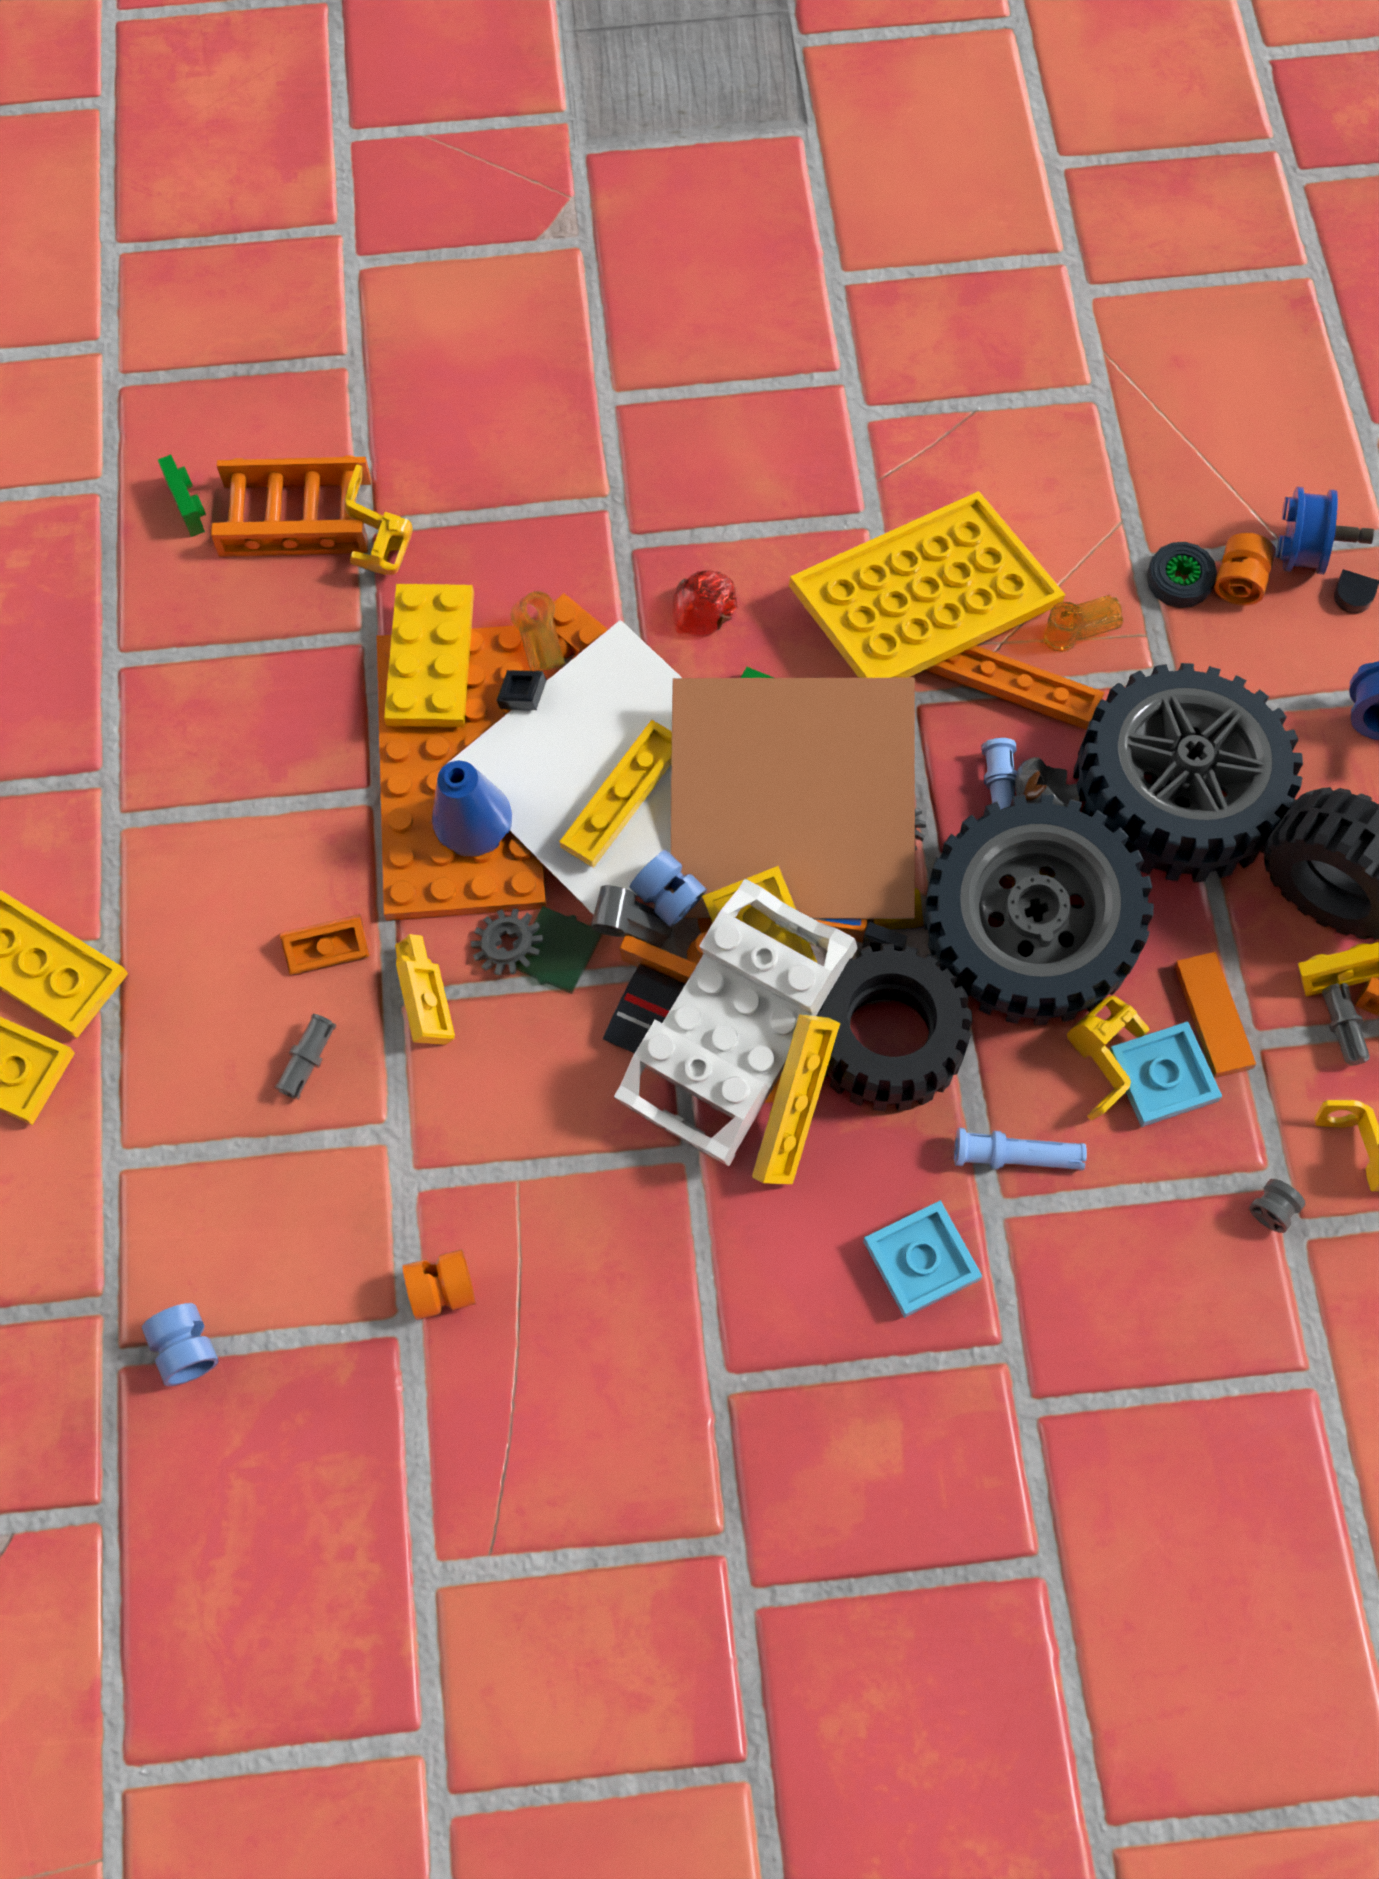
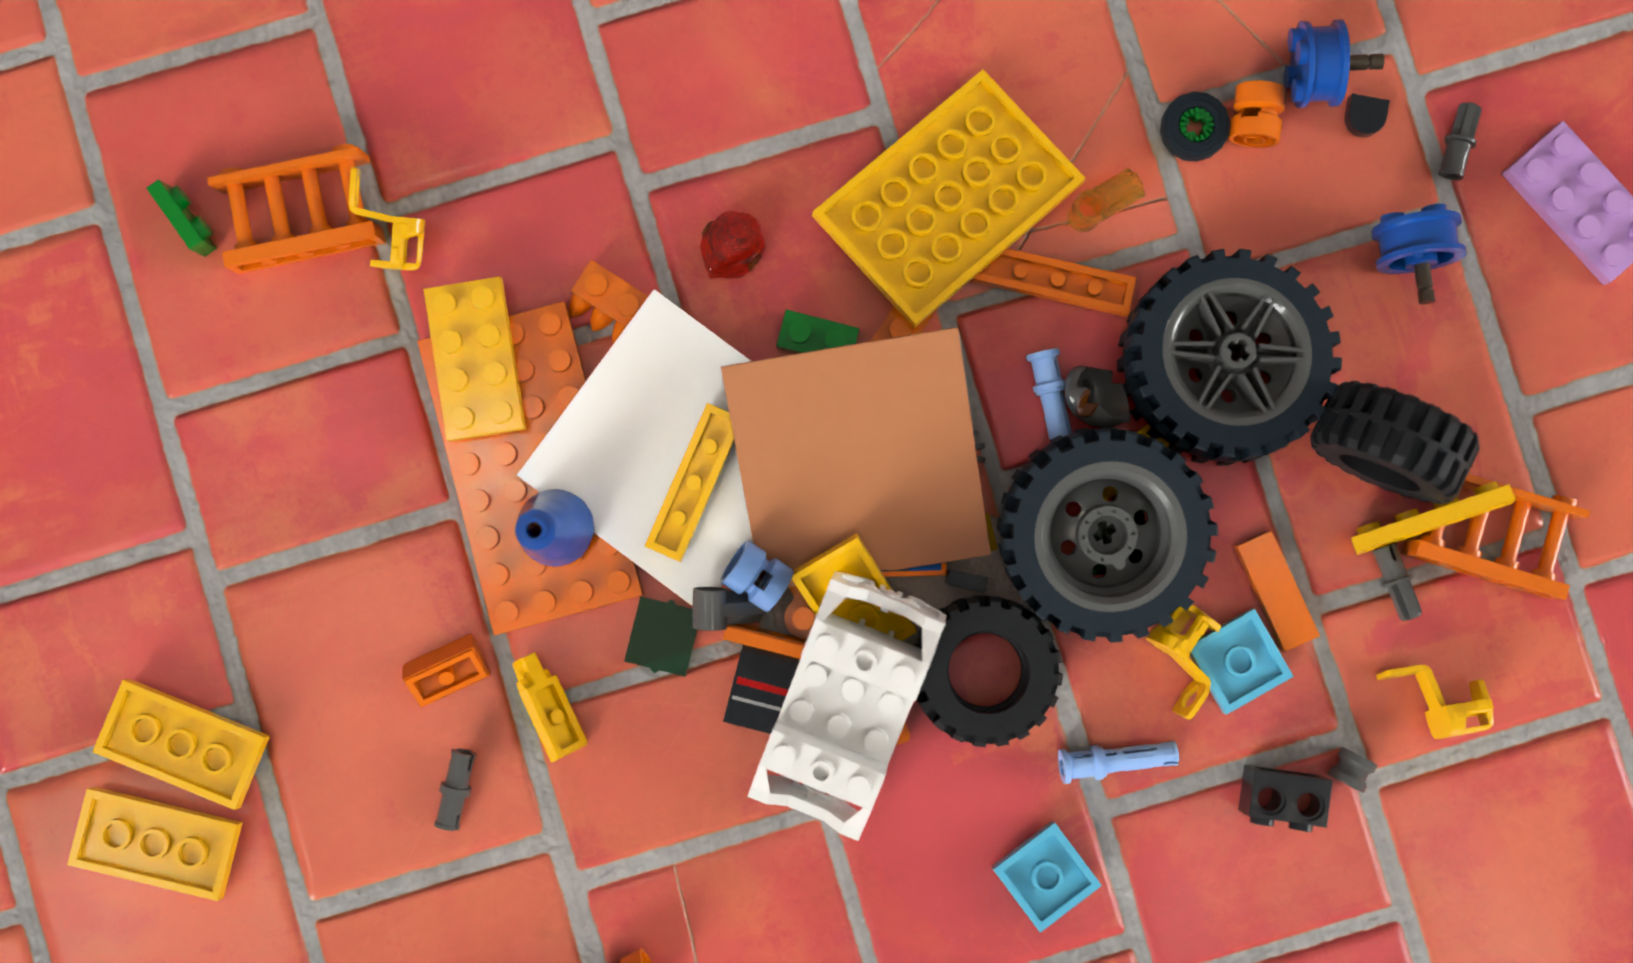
camera: 10 degrees left, 20 degrees up
(492, 938) = (599, 638): dark grey gear -> none
(521, 690) = (573, 384): black tile -> none
(538, 635) = (577, 317): clear yellow piece -> none
(795, 1099) = (913, 765): yellow plate -> none
(1199, 1208) = (1286, 789): none -> black brick

